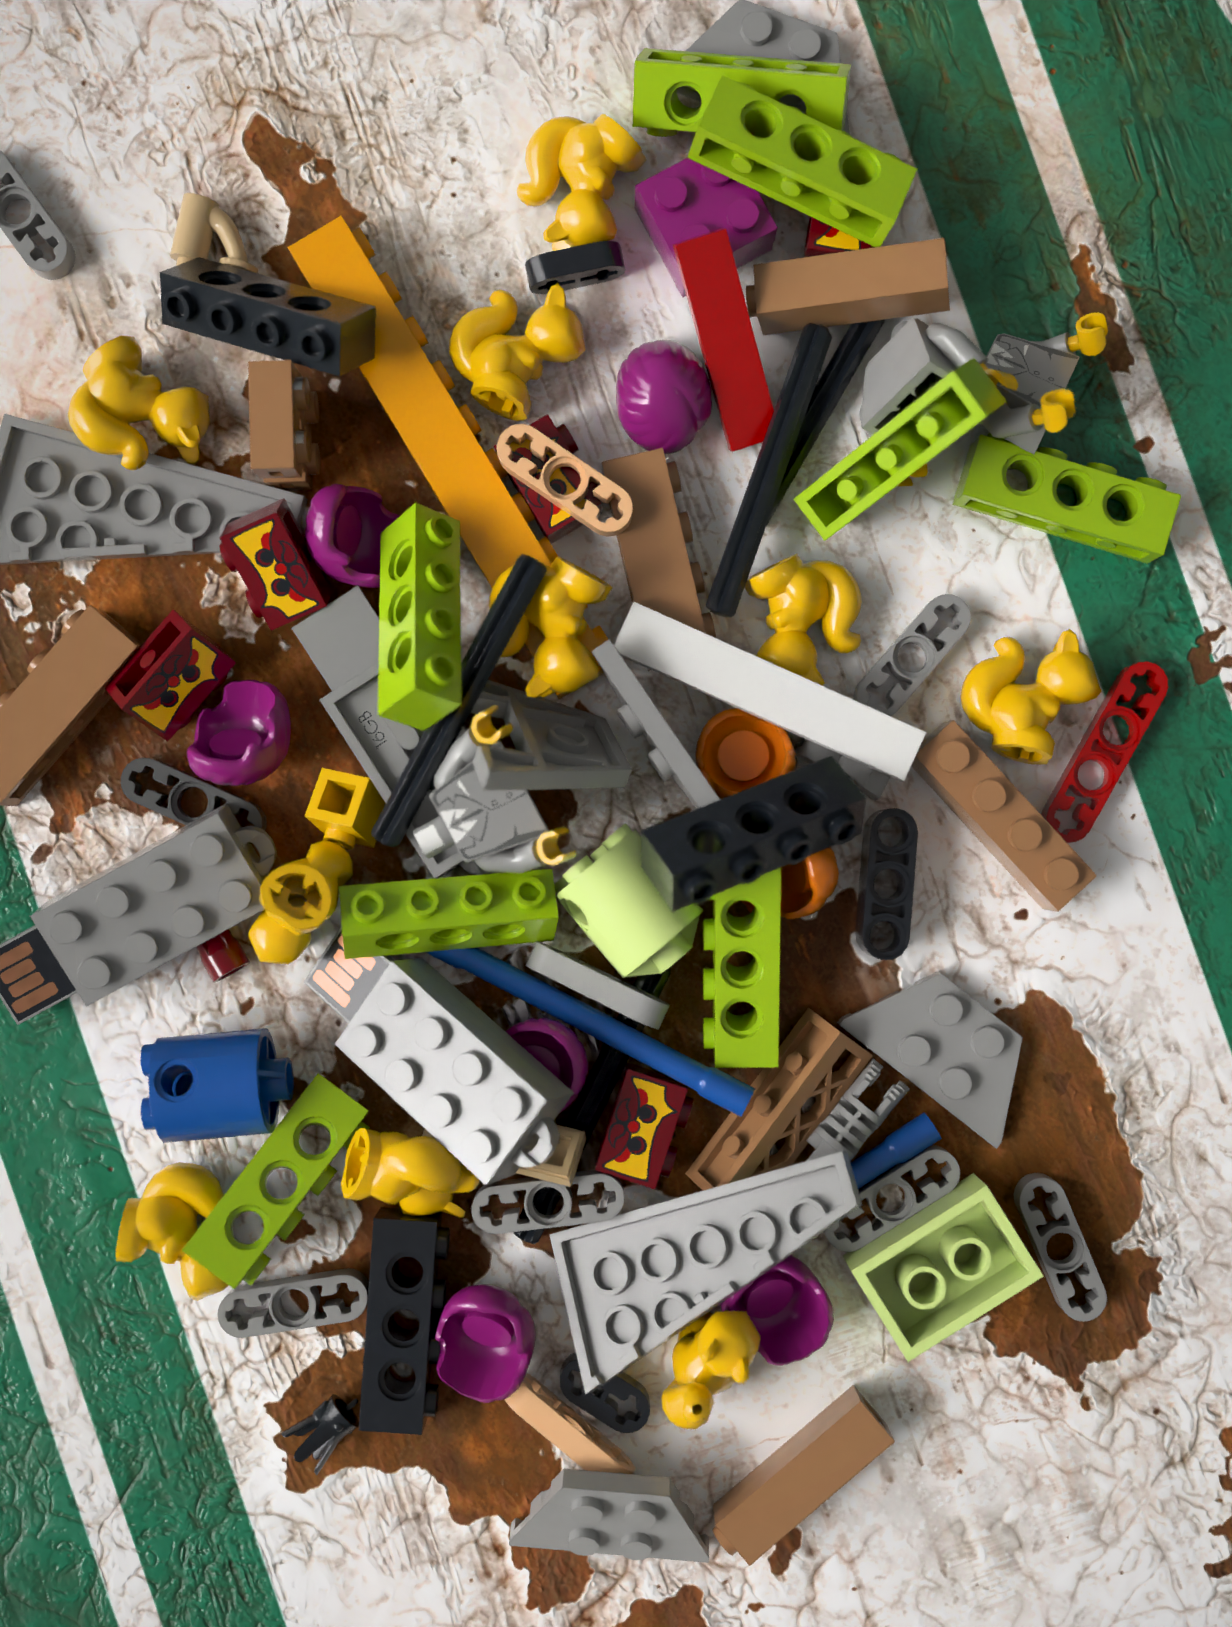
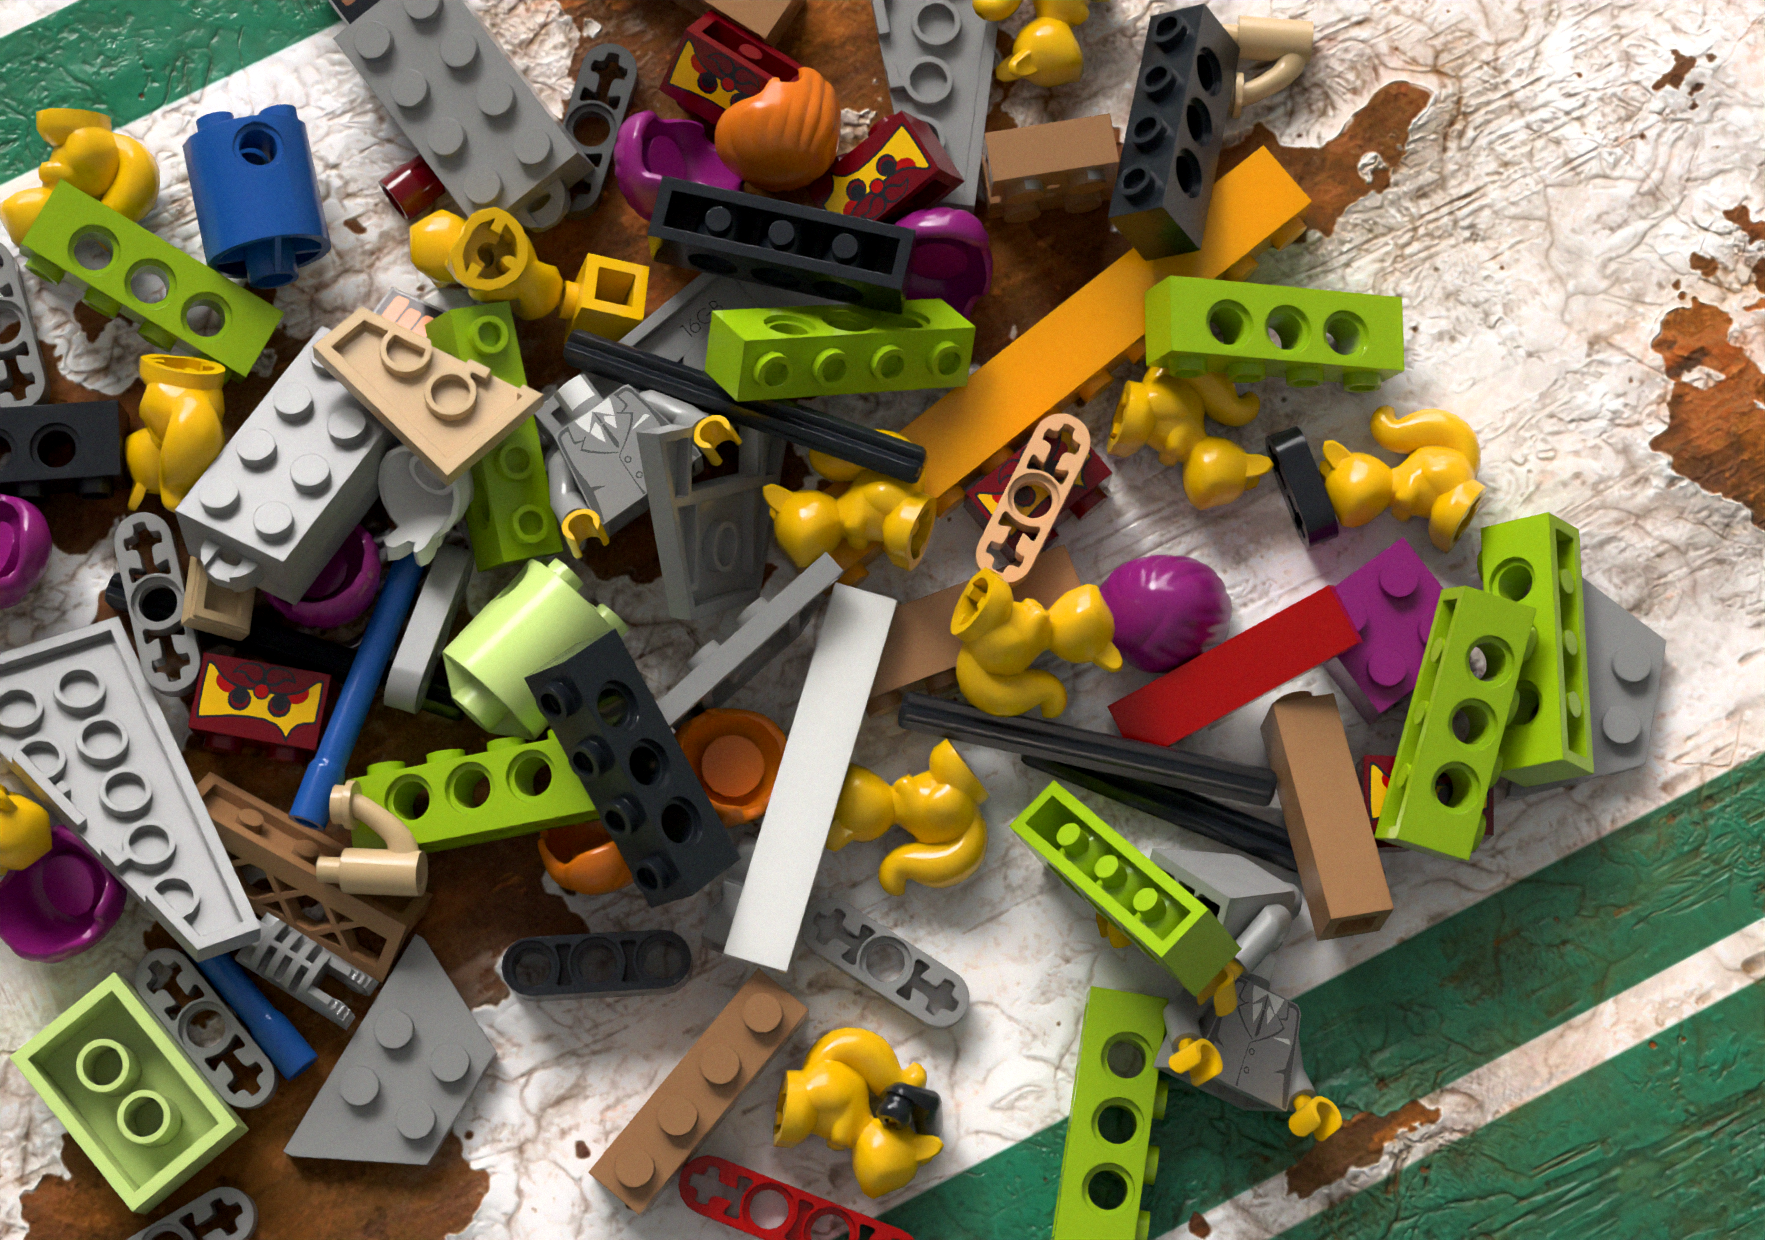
camera: 80 degrees right, 10 degrees down
(225, 641) = (782, 134): none -> orange piece
(326, 649) = (782, 245): none -> black brick
(414, 967) = (428, 399): none -> tan wing
(449, 264) = (1363, 325): none -> lime brick
(492, 974) = (419, 504): none -> white piece
(677, 515) = (1008, 635): none -> yellow animal
(799, 1040) = (389, 871): none -> tan plant
(1037, 652) = (913, 1107): none -> black arm

